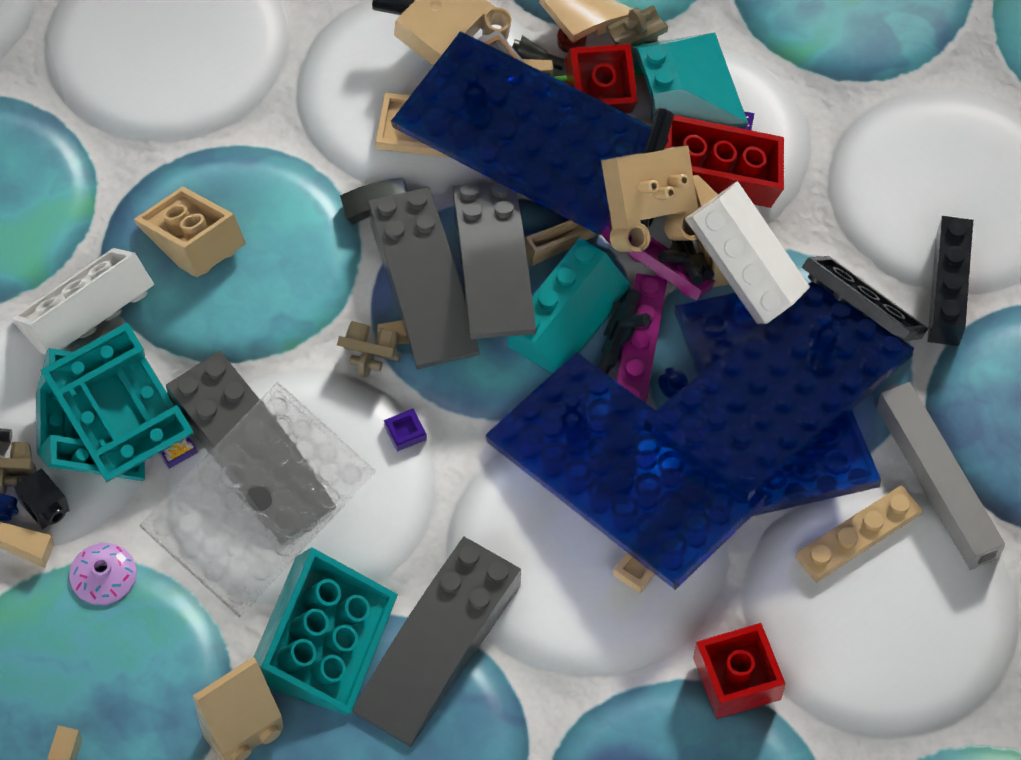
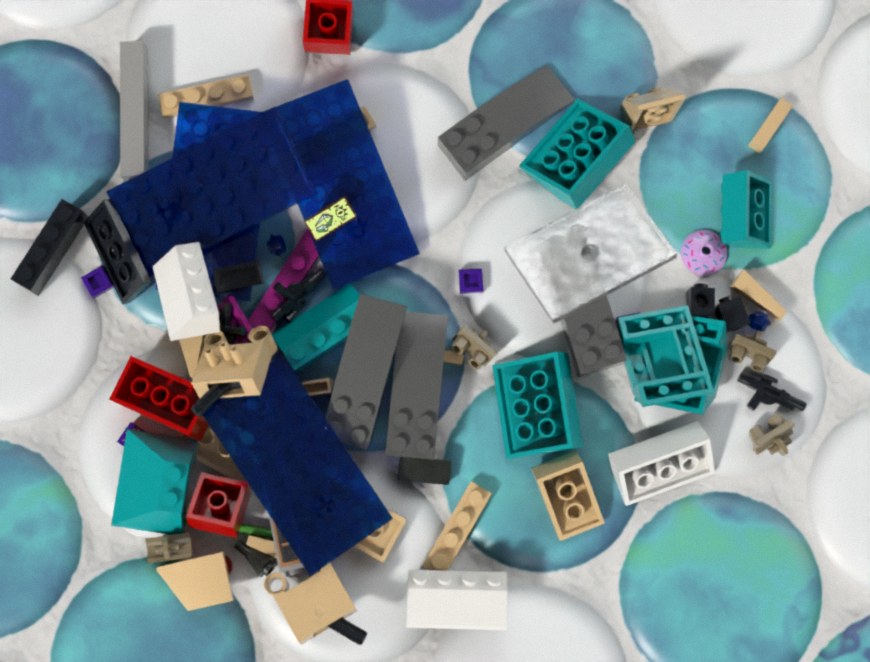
camera: 160 degrees left, 20 degrees up
(58, 638) = (746, 210): none -> teal slope
(84, 488) = (708, 294): none -> black brick
(261, 312) = (537, 405): none -> teal slope
(282, 76) = (457, 600): none -> white slope
(311, 159) = (457, 528): none -> tan plate
(615, 411) = (330, 219): none -> tile
(701, 321) = (238, 276): none -> black tile
(873, 270) = (97, 282): none -> dark purple tile

